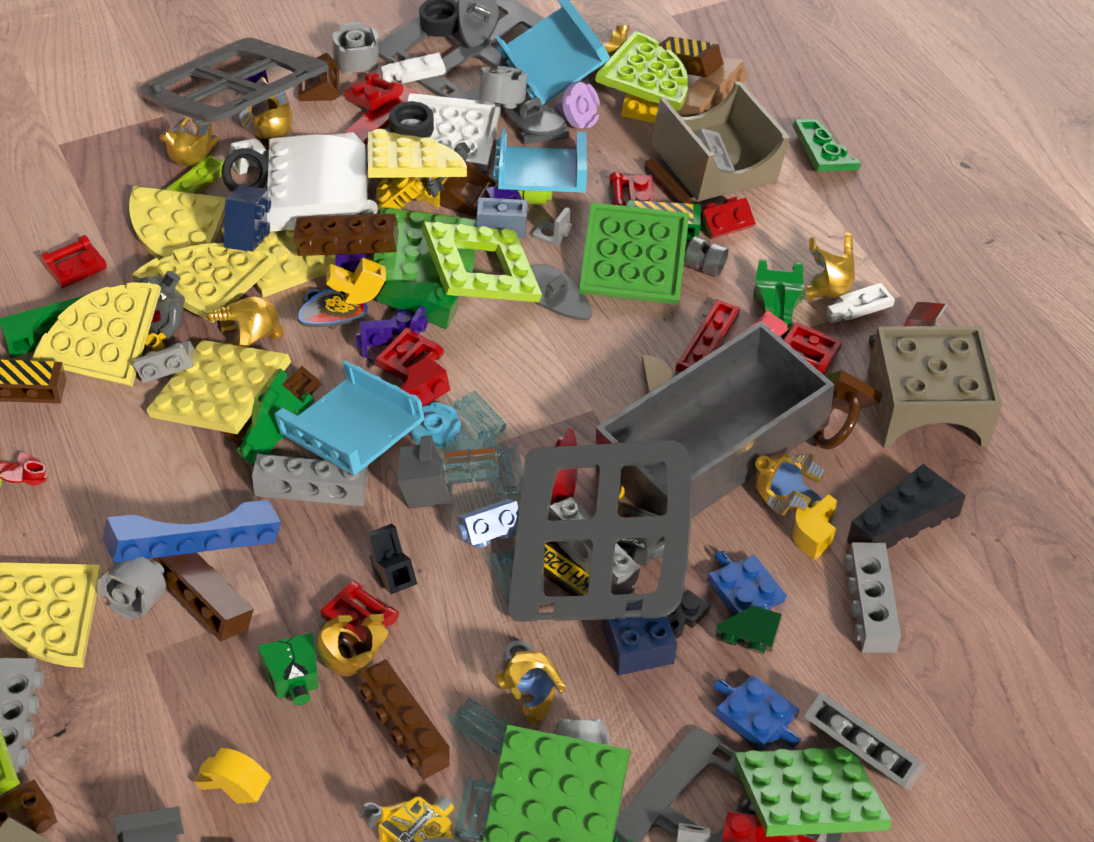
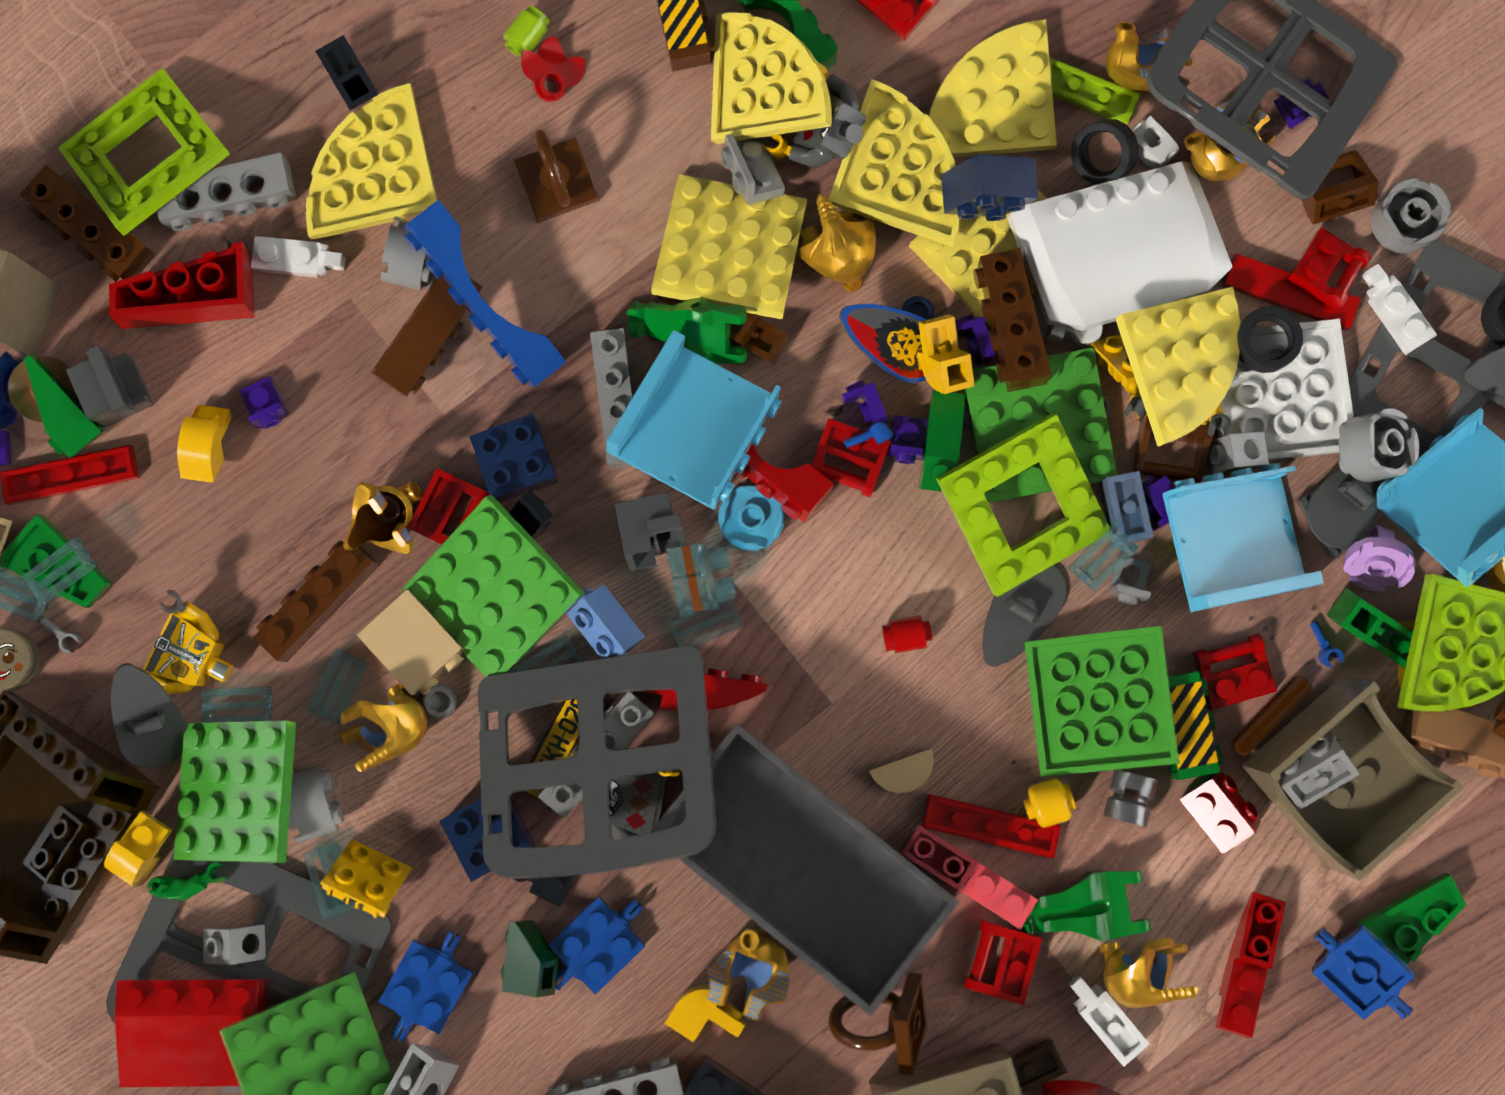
camera: 80 degrees right, 35 degrees up
(91, 757) = (195, 291): none -> red wedge
(93, 682) = (294, 257): none -> white hinge
(110, 487) = (555, 178): none -> reddish brown tile
(214, 731) = (264, 403): none -> dark purple bracket
(291, 667) = (355, 458): green torso -> none
(332, 555) = (514, 458): none -> dark blue brick
(399, 327) = (878, 431): none -> blue hand
(437, 585) = (494, 588): none -> bright green plate
(463, 658) = (412, 644): none -> tan brick
(482, 156) = (1228, 452): none -> light grey bracket
(483, 413) = (798, 546): clear light blue tile -> none
(532, 231) = (1119, 541): none -> clear light blue tile
(554, 350) = (906, 634): none -> red brick
(622, 118) = (1372, 626): none -> green slope
(633, 149) = (1325, 647): none -> blue hand
(653, 766) = (309, 859): none -> clear light blue tile
(659, 728) = (365, 877): none -> yellow hinge
(699, 296) = (1049, 802): none -> yellow head
(829, 224) = (1248, 964): none -> red slope
(850, 171) = (1363, 972): none -> blue plate

